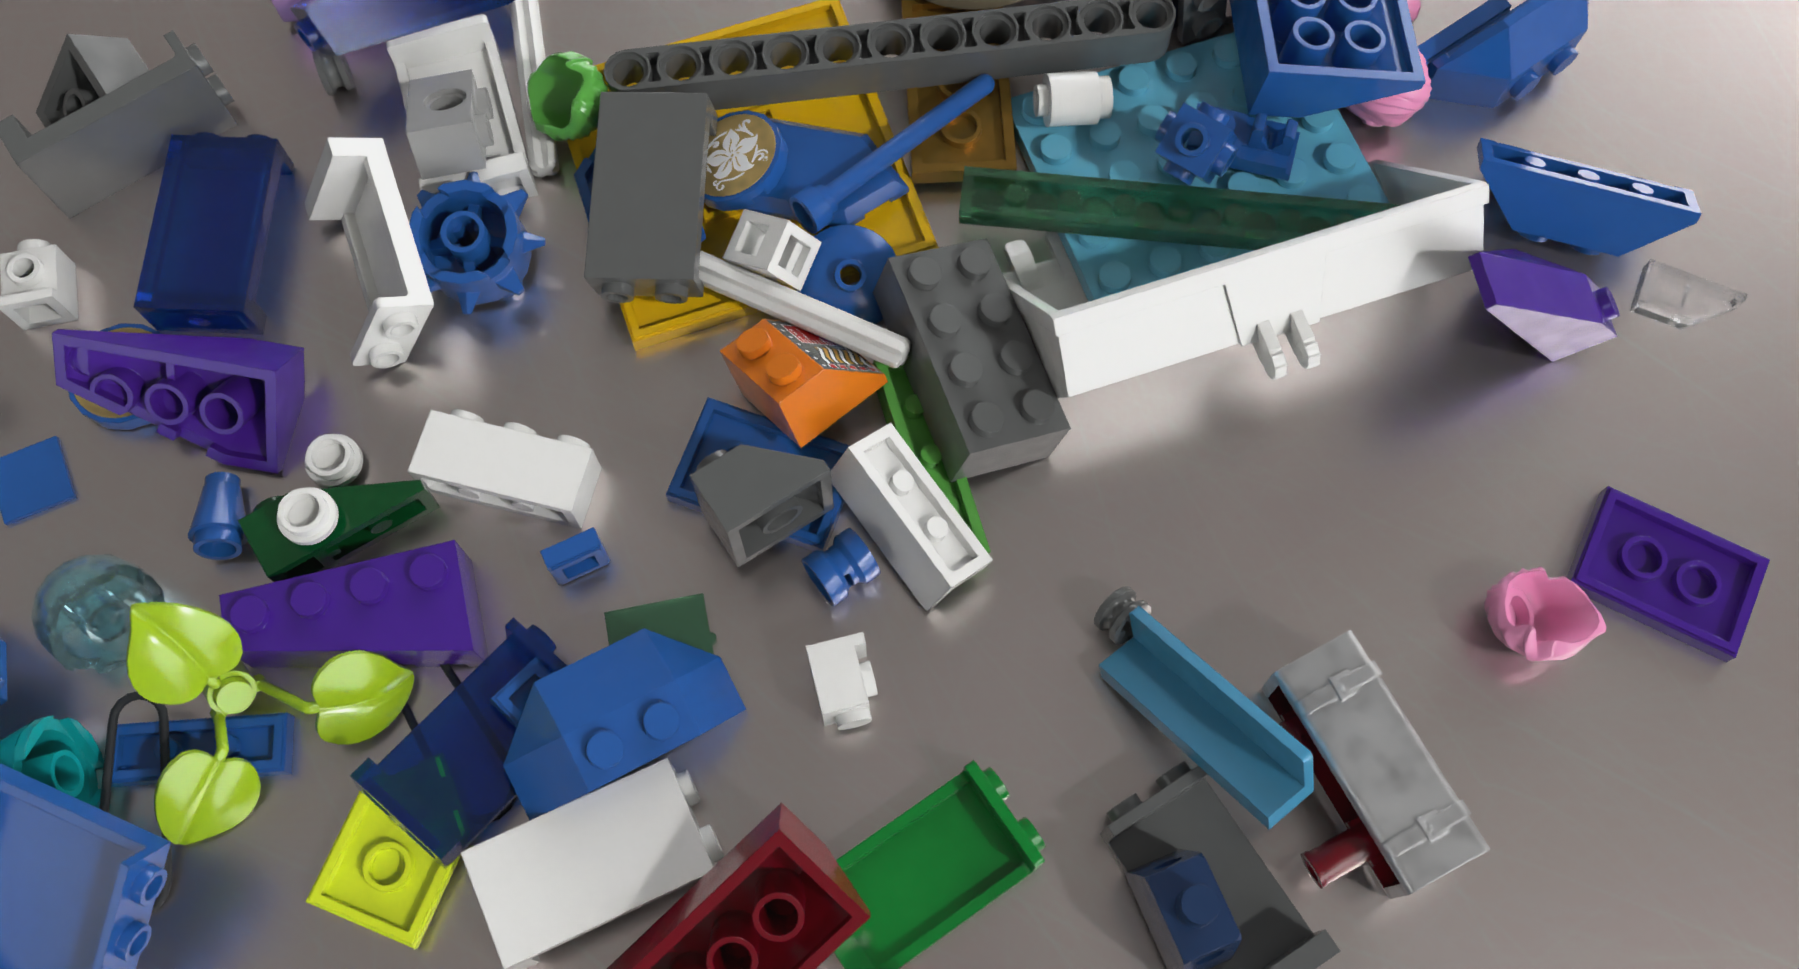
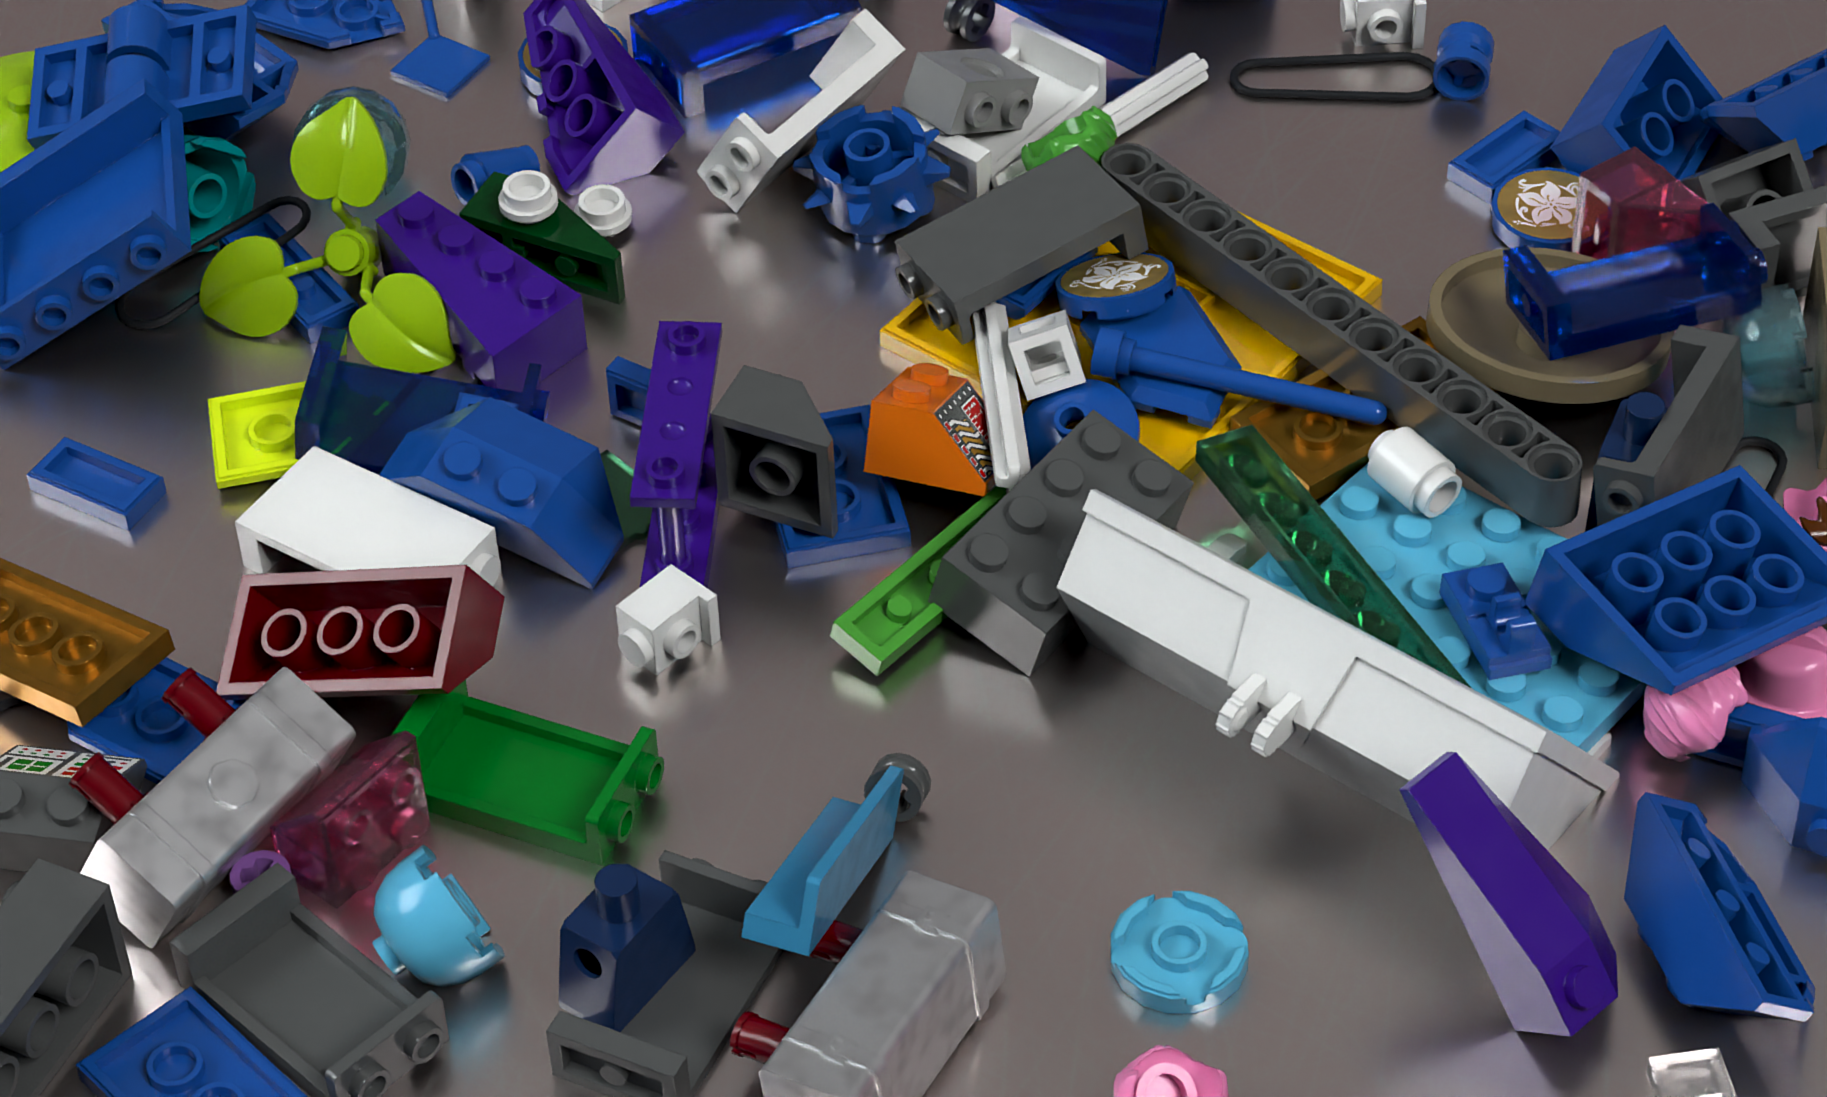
camera: 60 degrees right, 25 degrees down
(506, 467) = (677, 282): white brick -> none
(707, 572) = (677, 451): none -> dark purple fence
(841, 566) = (776, 568): blue wheel -> none
(908, 516) = (865, 572): white panel -> none
(1211, 157) = (1429, 558): blue brick -> none
(1375, 522) = (1179, 952): none -> medium azure tile

